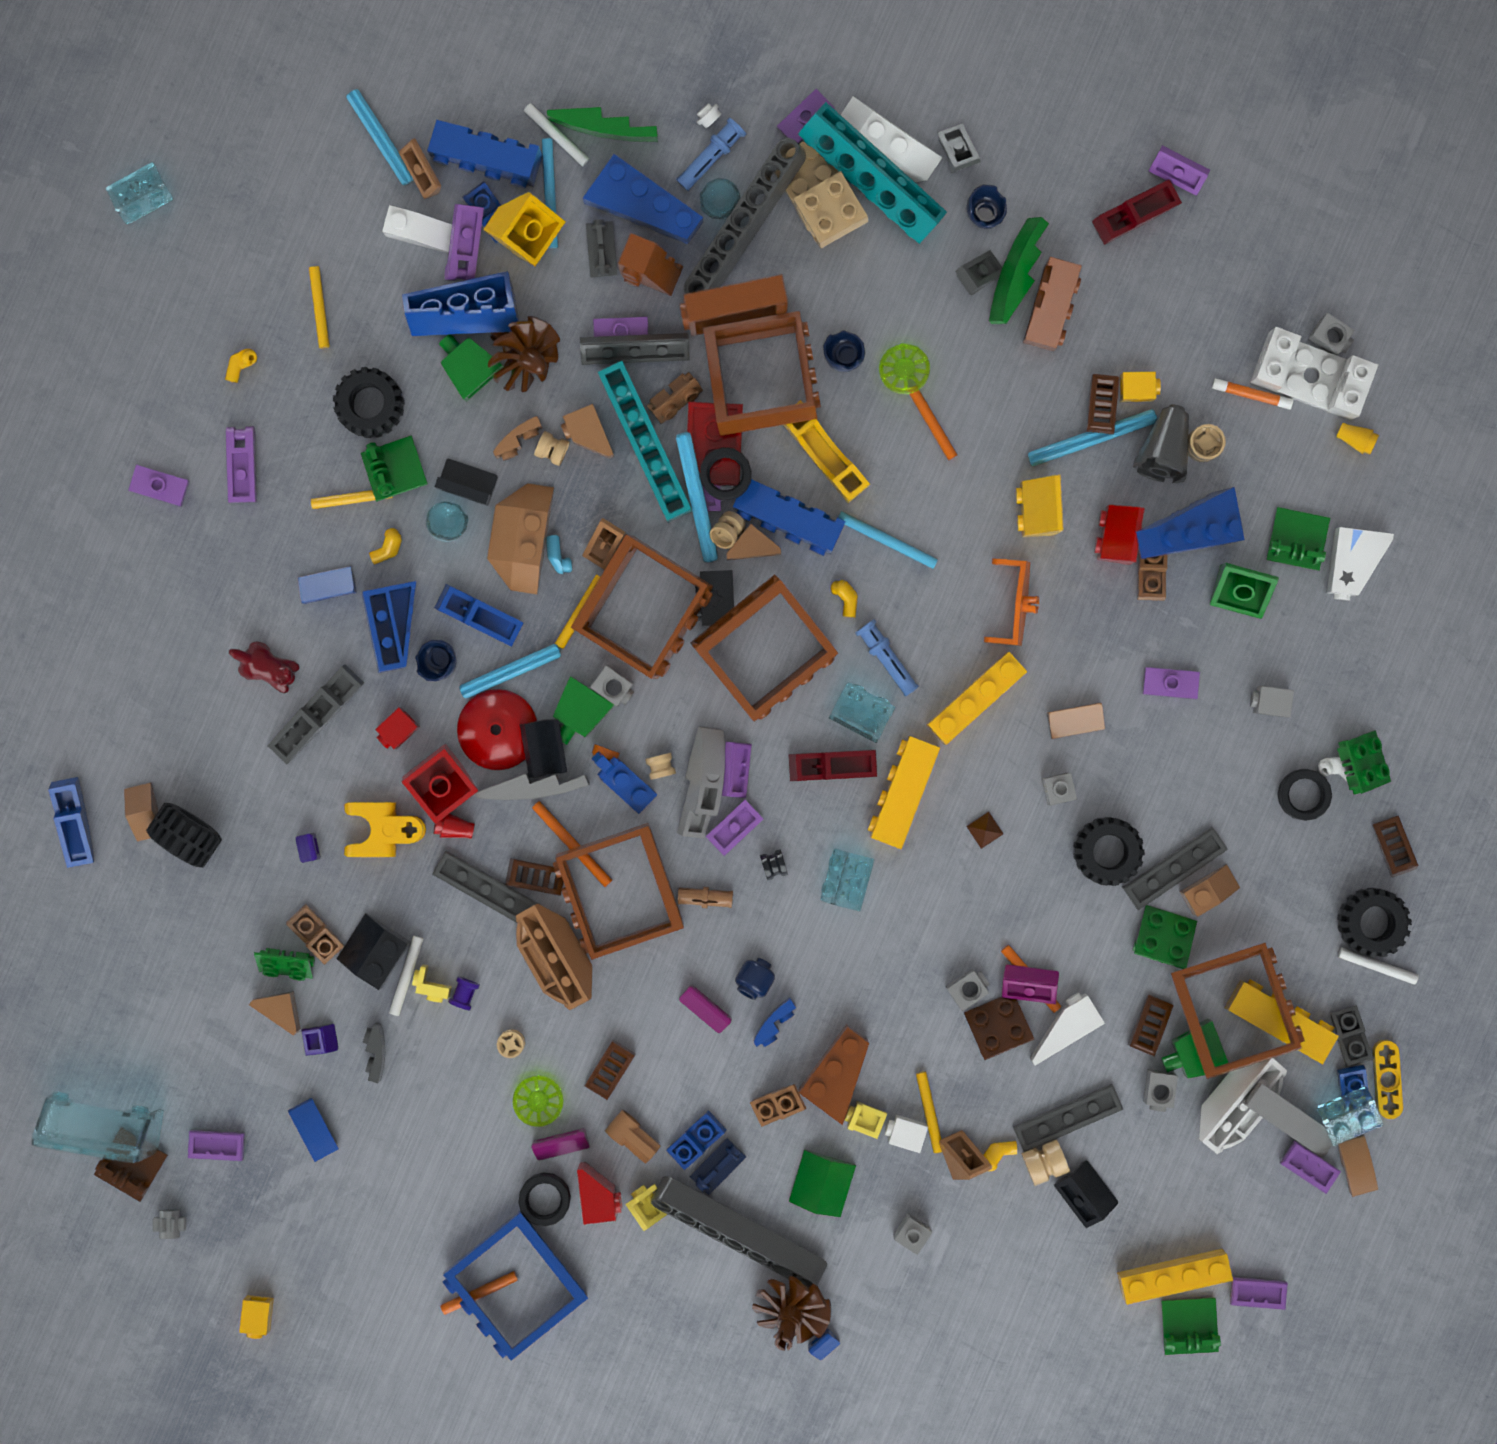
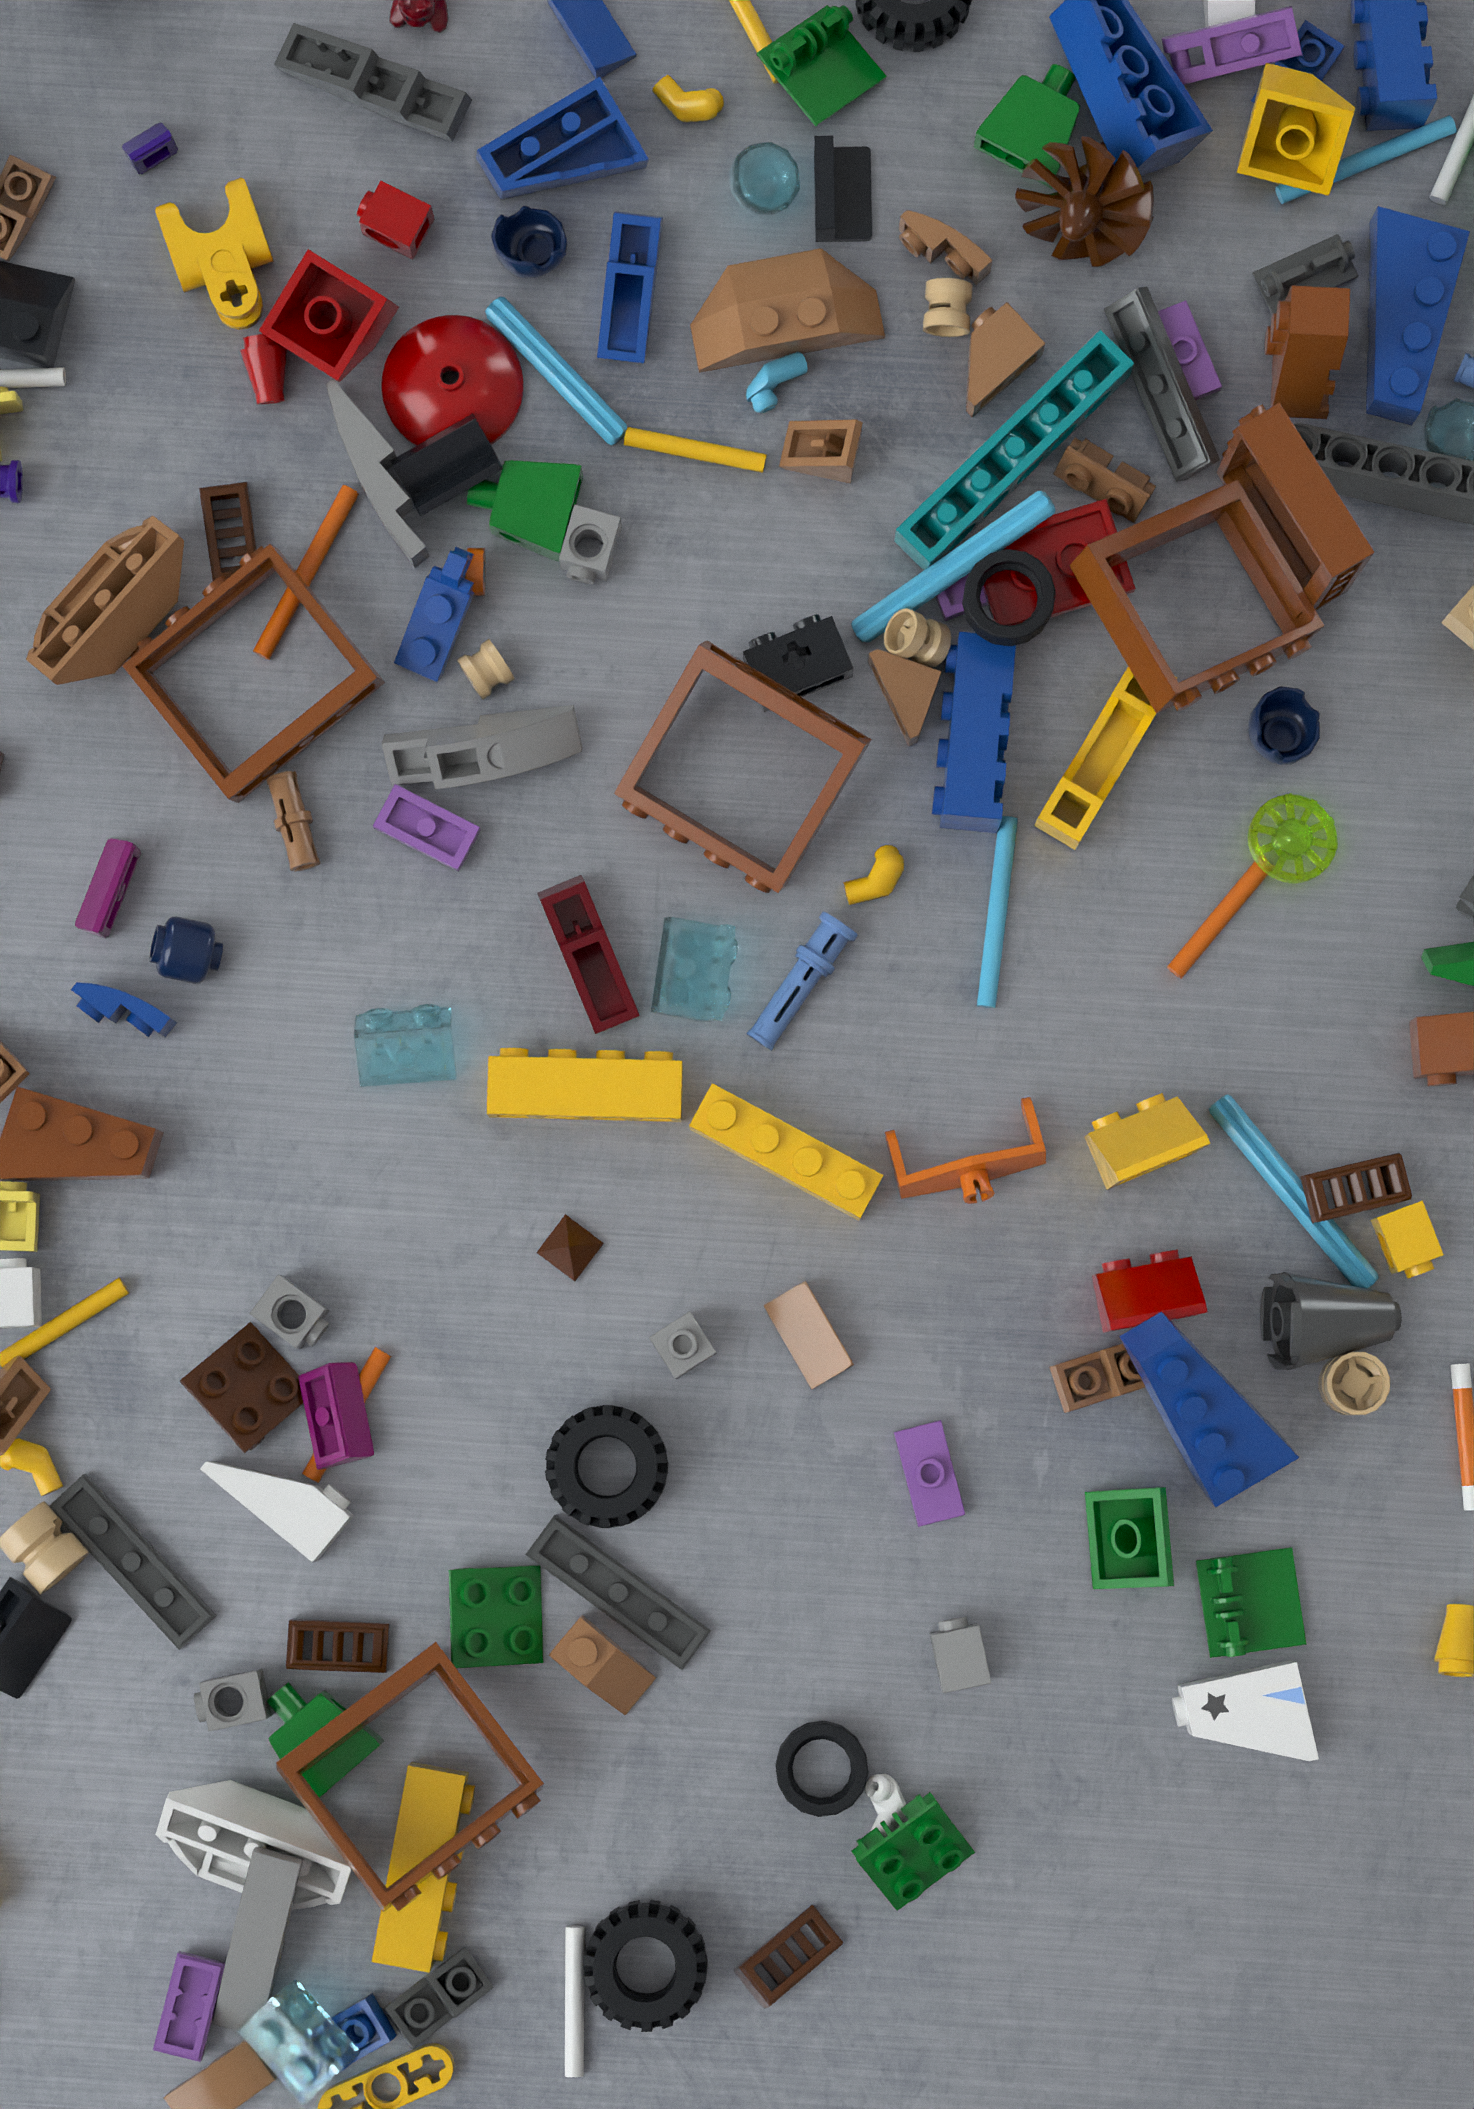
camera: 75 degrees right, 5 degrees down
(481, 886) = (184, 448): dark grey tile -> none
(604, 588) = (747, 472): dark orange window -> none
(736, 769) = (524, 796): medium lavender plate -> none
(774, 865) = (387, 914): black wheel -> none

